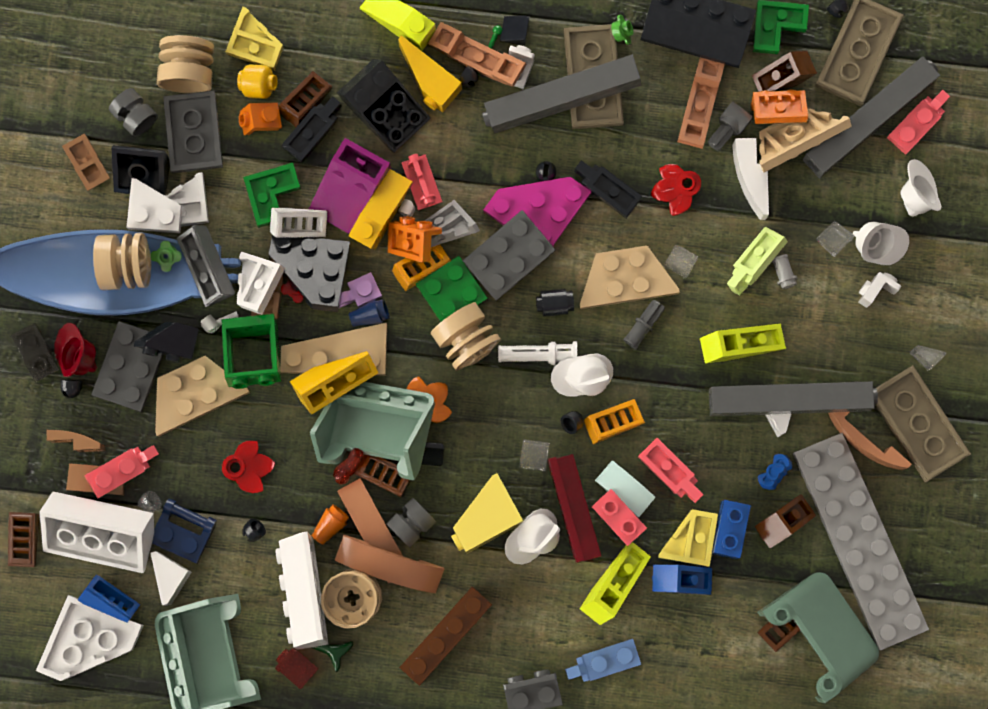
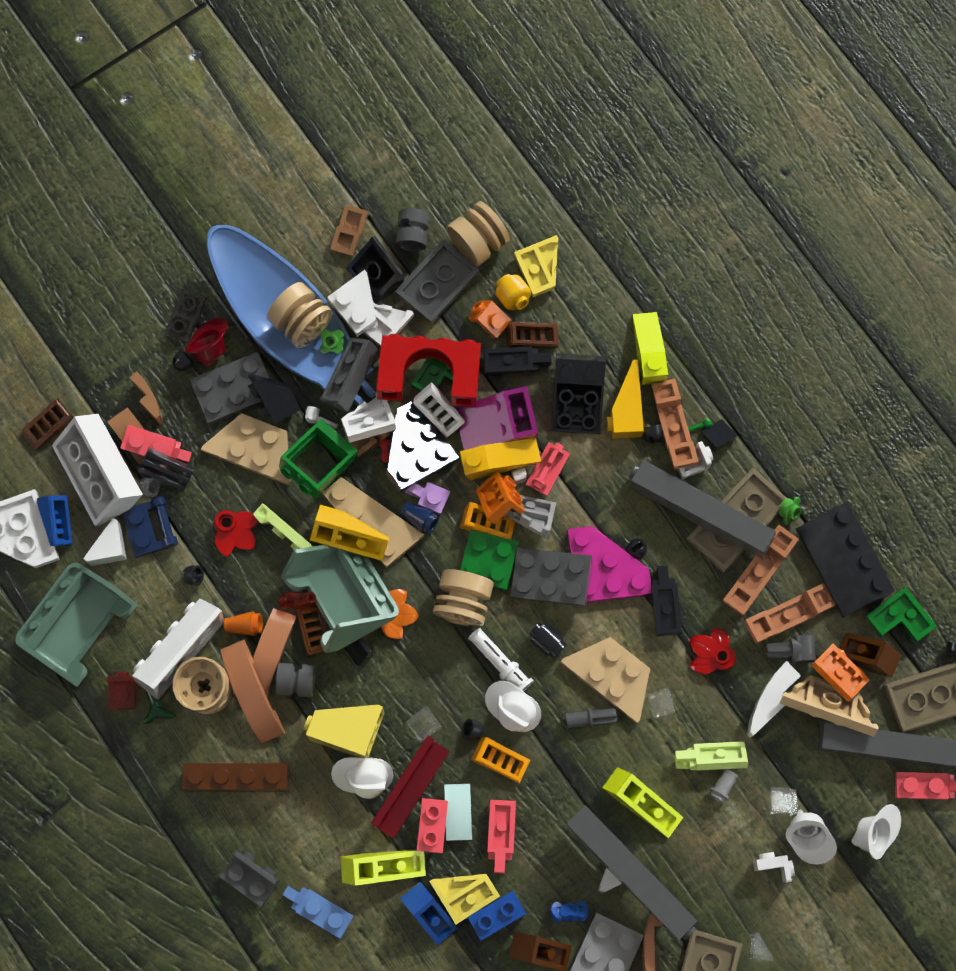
camera: 45 degrees right, 5 degrees down
(150, 480) = (163, 472): none -> black tile
(259, 431) = (281, 528): none -> yellowish green hinge
(272, 168) = (400, 352): none -> red arch
(648, 97) = (760, 572): none -> nougat slope

